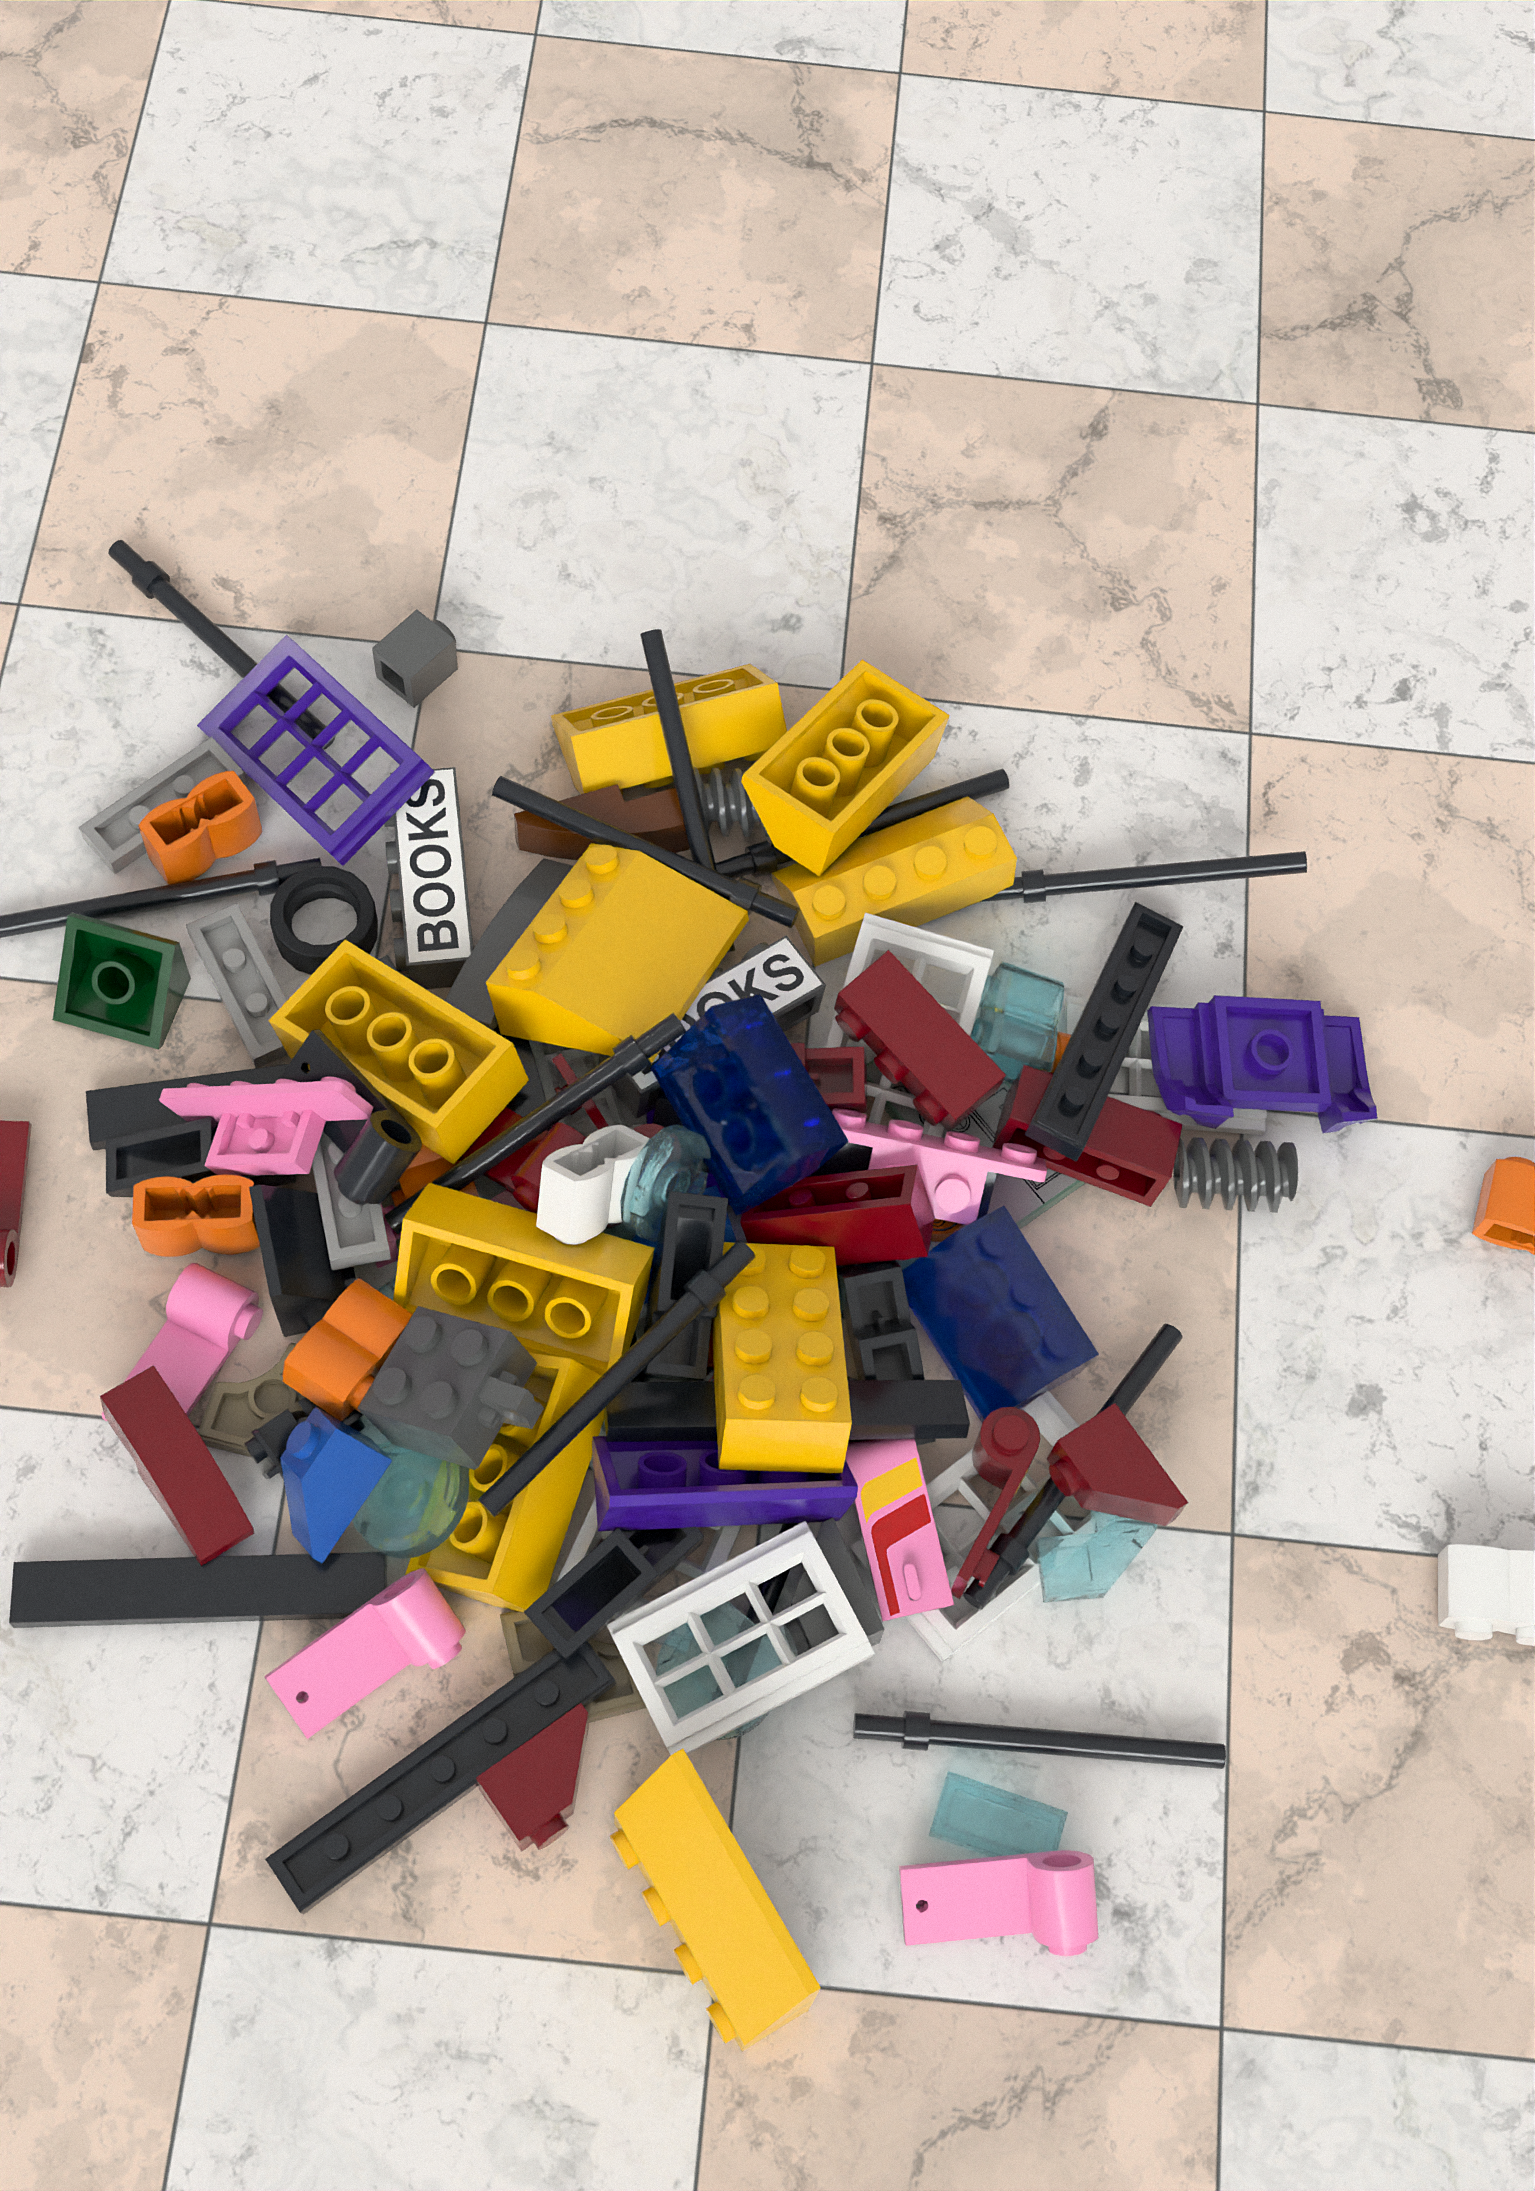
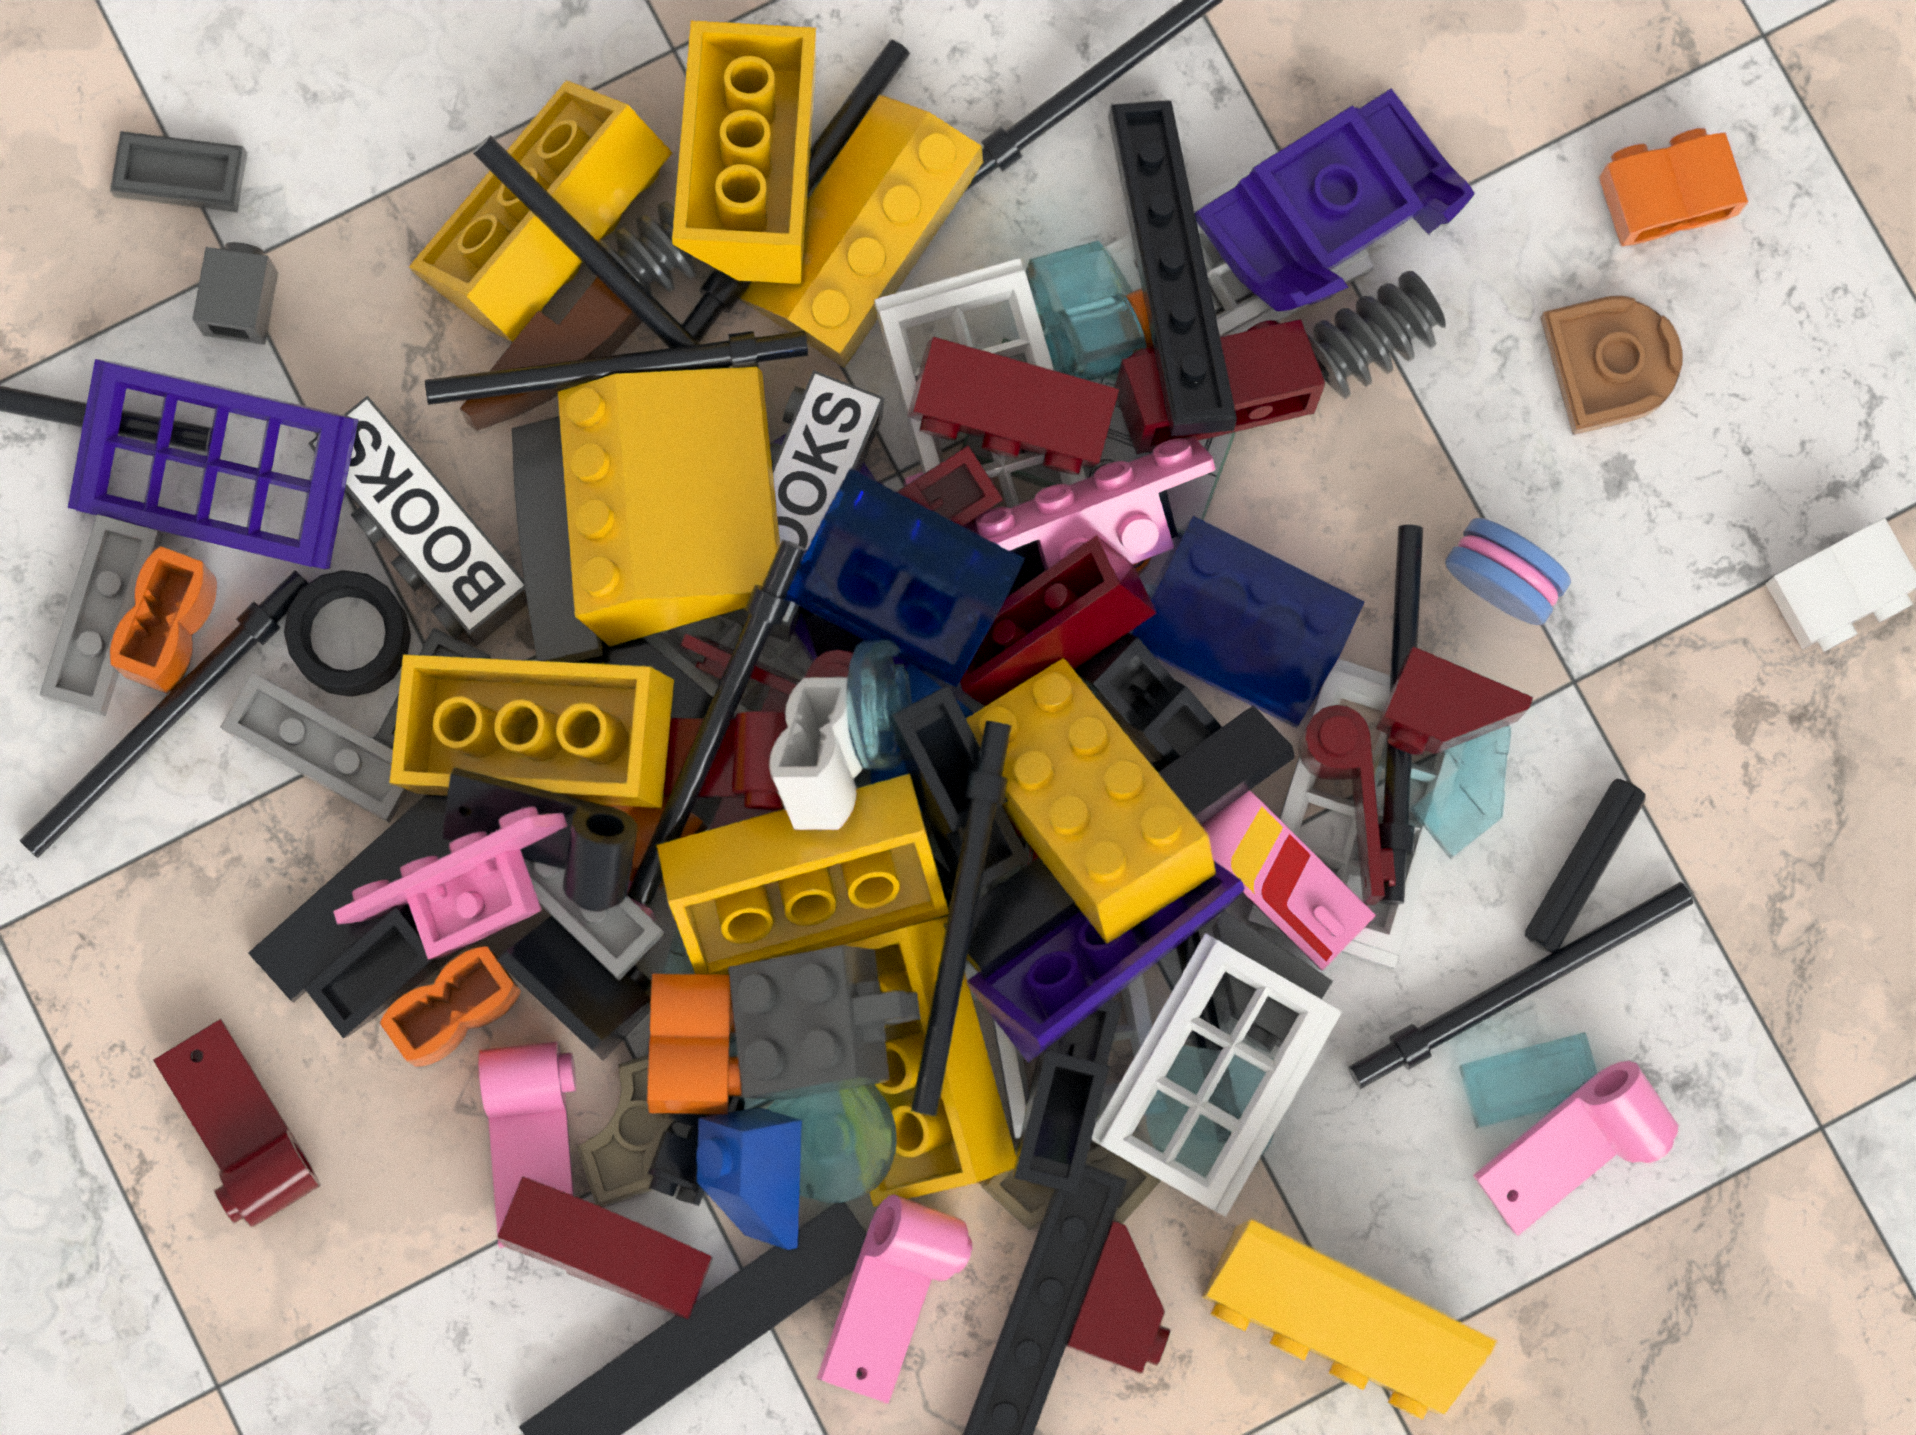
camera: 30 degrees left, 15 degrees up
(119, 981) = (200, 828): dark green slope -> none
(438, 565) = (178, 171): none -> dark grey tile
(1151, 1679) = (1585, 865): none -> black axle
(1230, 1407) = (1508, 571): none -> medium blue head
(1413, 1311) = (1611, 360): none -> medium nougat tile

